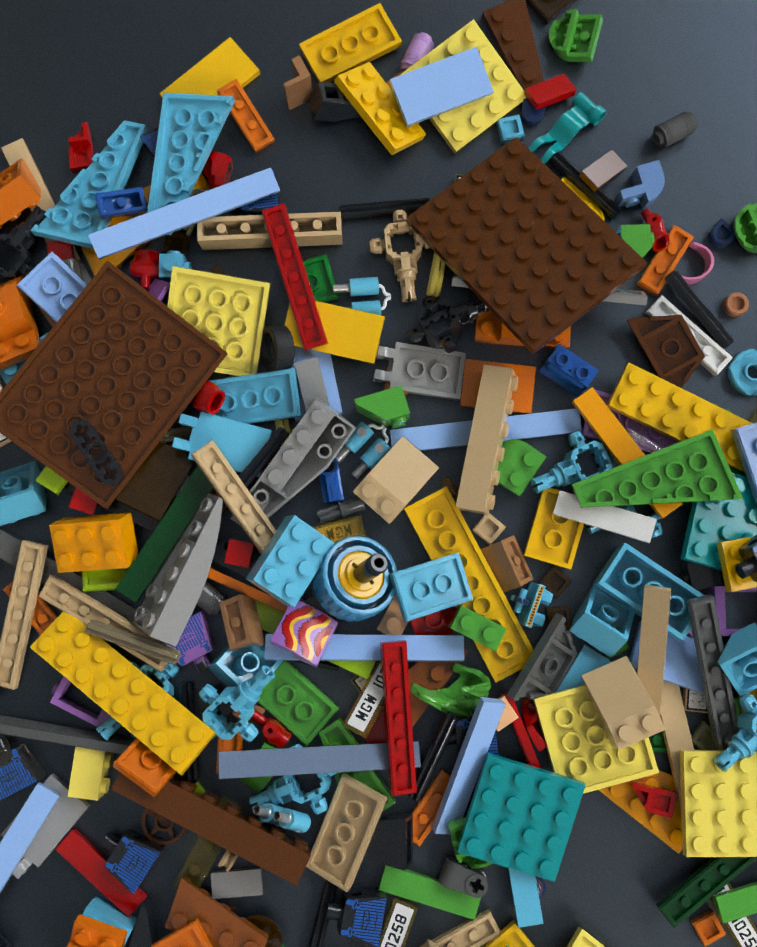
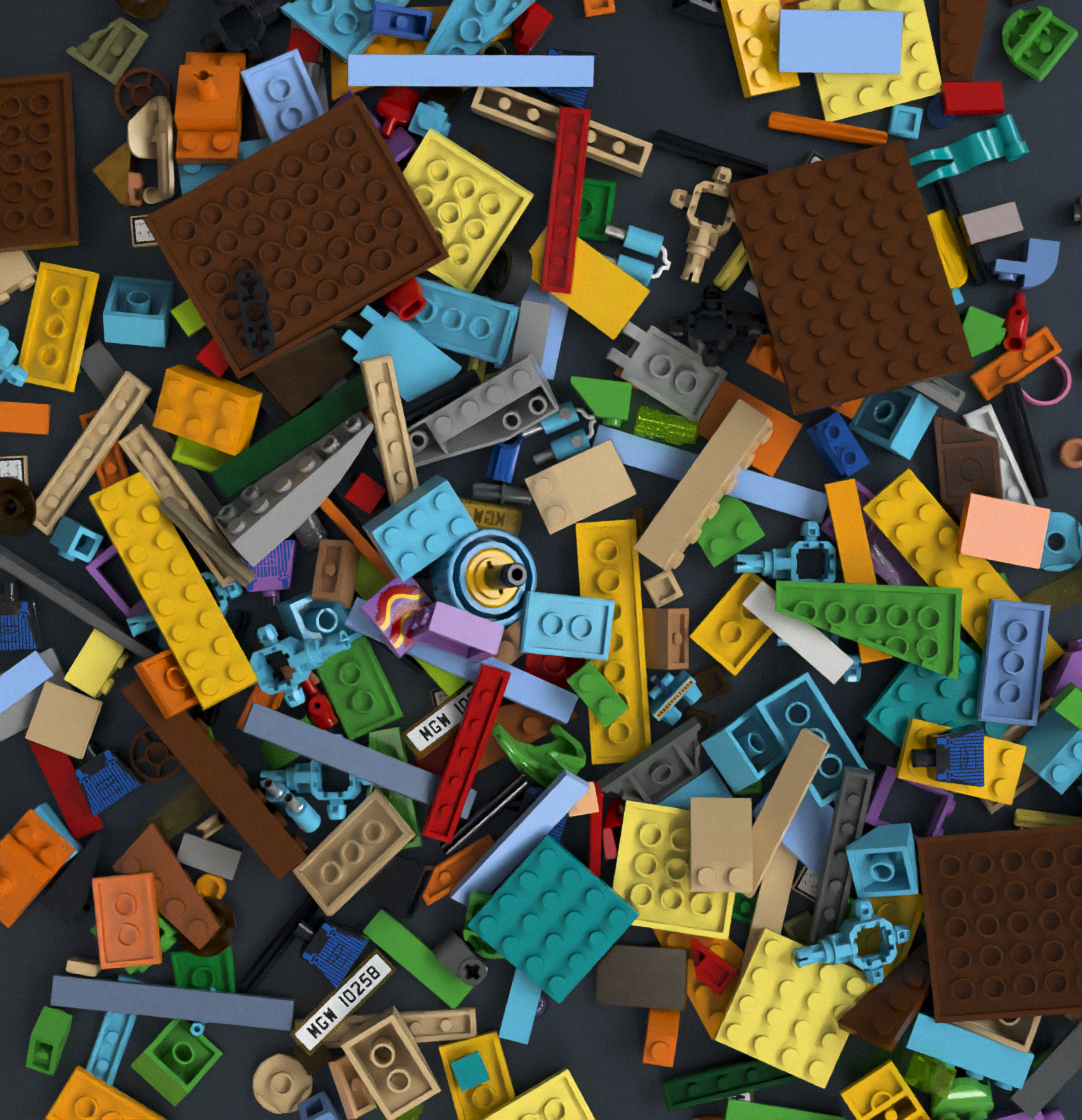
camera: 25 degrees right, 5 degrees up
(35, 684) = (75, 540): none -> medium azure brick
(80, 828) = (64, 720): none -> tan tile
(248, 906) = (211, 885): none -> light orange tile
(351, 627) = (456, 632): none -> window
(443, 408) = (671, 427): none -> clear neon green axle
(457, 156) = (826, 129): none -> orange axle
(600, 334) = (894, 420): none -> medium azure slope
(607, 829) = (643, 977): none -> dark brown tile
(639, 866) = (660, 1037): none -> orange slope
(716, 378) = (1002, 531): none -> tile

